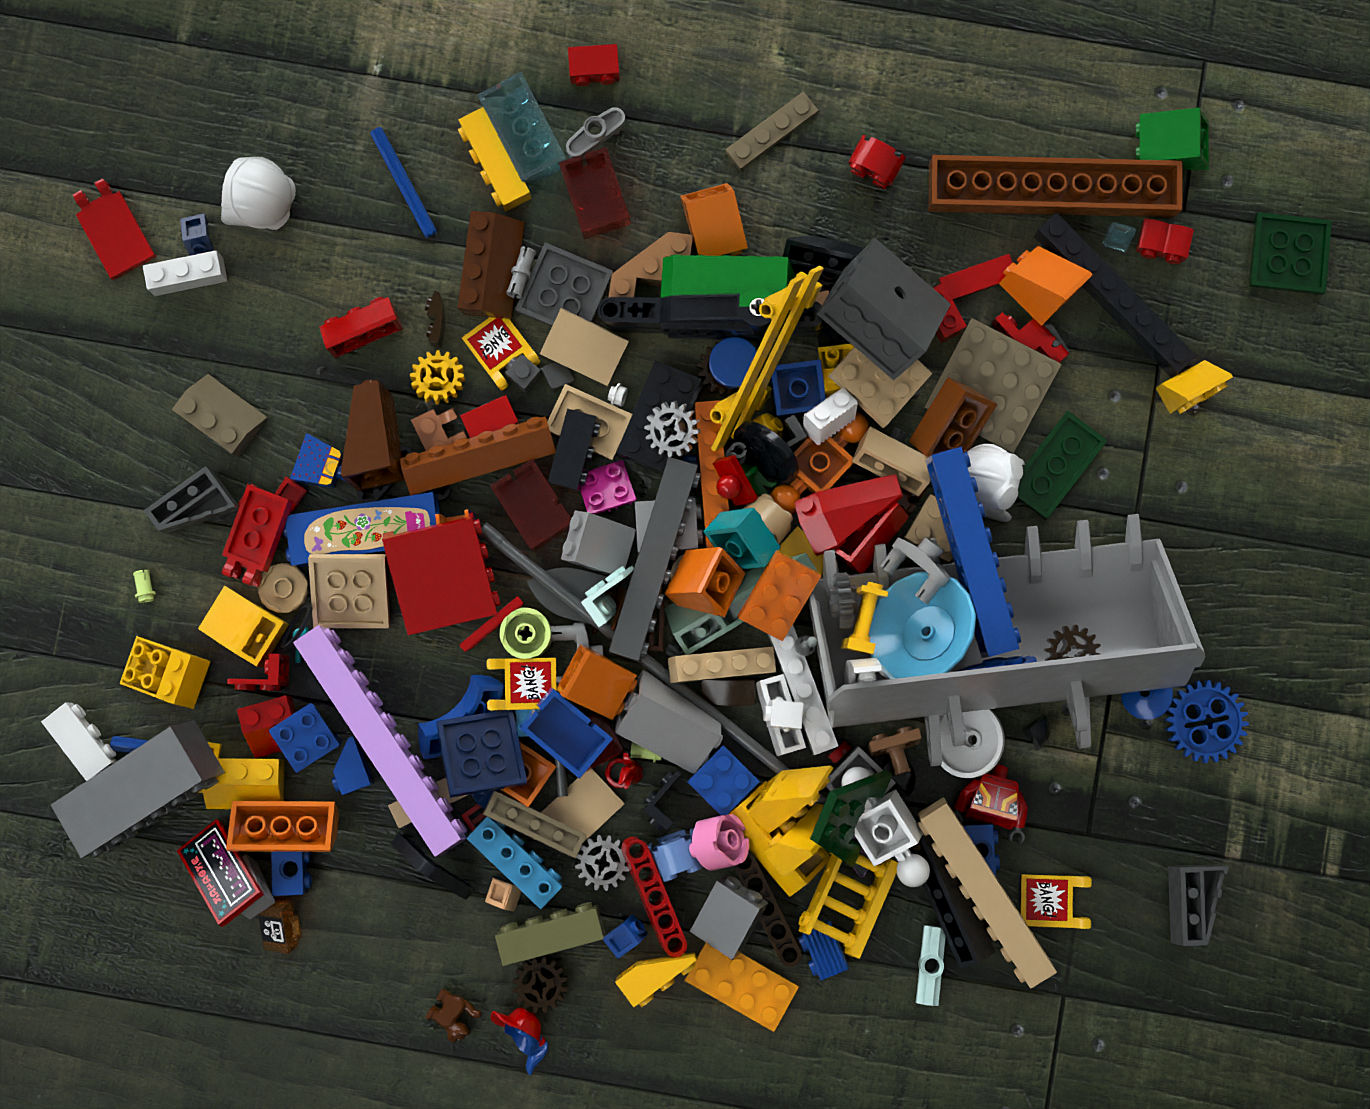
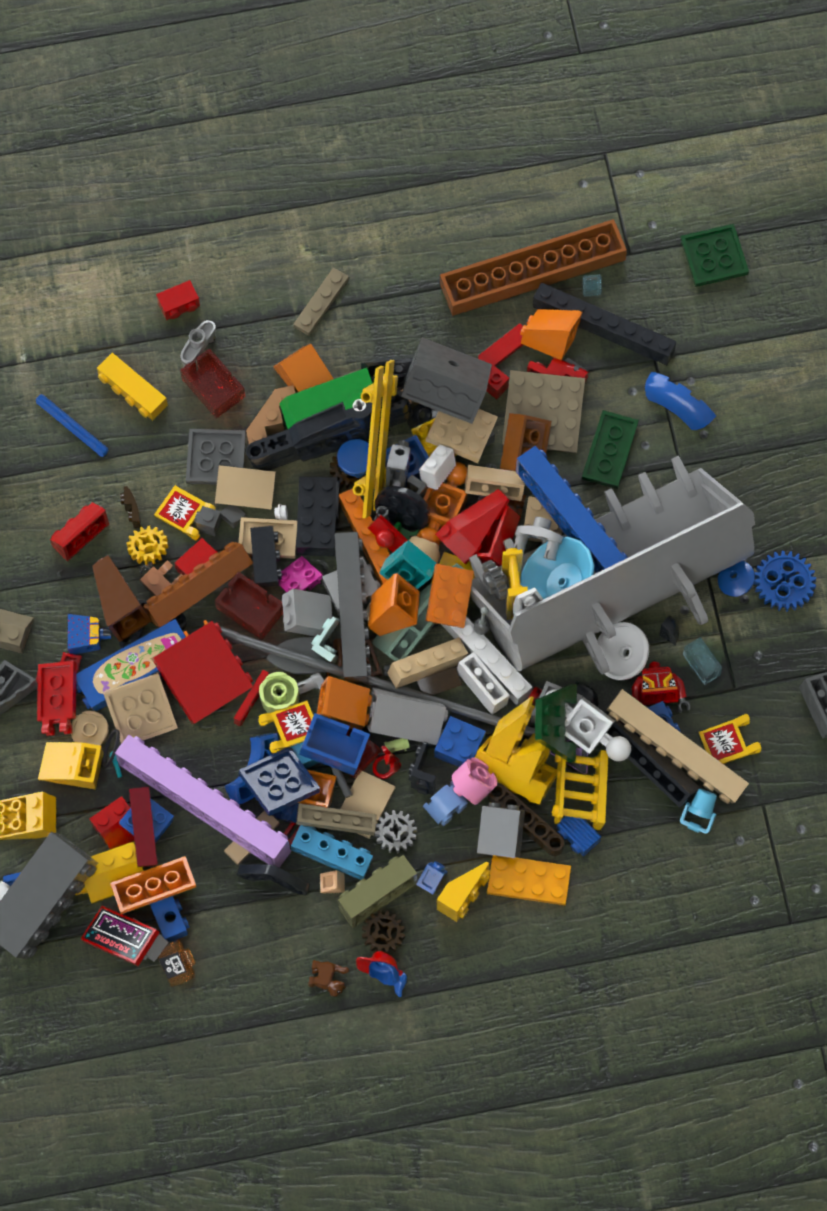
camera: 20 degrees left, 15 degrees down
(278, 675) = (105, 793): red bracket -> none
(294, 749) = (143, 827): none -> dark red tile
(351, 769) = (188, 834): blue slope -> none
(488, 260) = (157, 457): reddish brown slope -> none
(521, 272) = (180, 453): light grey pin -> none
(523, 128) = (145, 357): clear light blue slope -> none
(662, 905) = (439, 828): red beam -> none
(682, 433) = (322, 512): light grey gear -> none
(782, 395) = (398, 460): none -> dark grey torso
(783, 714) = (484, 675): white brick -> none
(876, 161) = (402, 293): red brick -> none
(895, 747) = (573, 672): medium nougat plate -> none
(929, 982) = (661, 826): light aqua piece -> none
(986, 978) = (701, 806): none -> medium azure piece
(996, 478) = (573, 467): white piece -> none
(1062, 787) = (702, 660): none -> clear light blue brick
(1164, 240) = (624, 276): red brick -> none
(1167, 434) = (678, 400): none -> blue brick
(1175, 137) = (602, 205): green slope -> none
(1193, 386) = (683, 362): yellow slope -> none

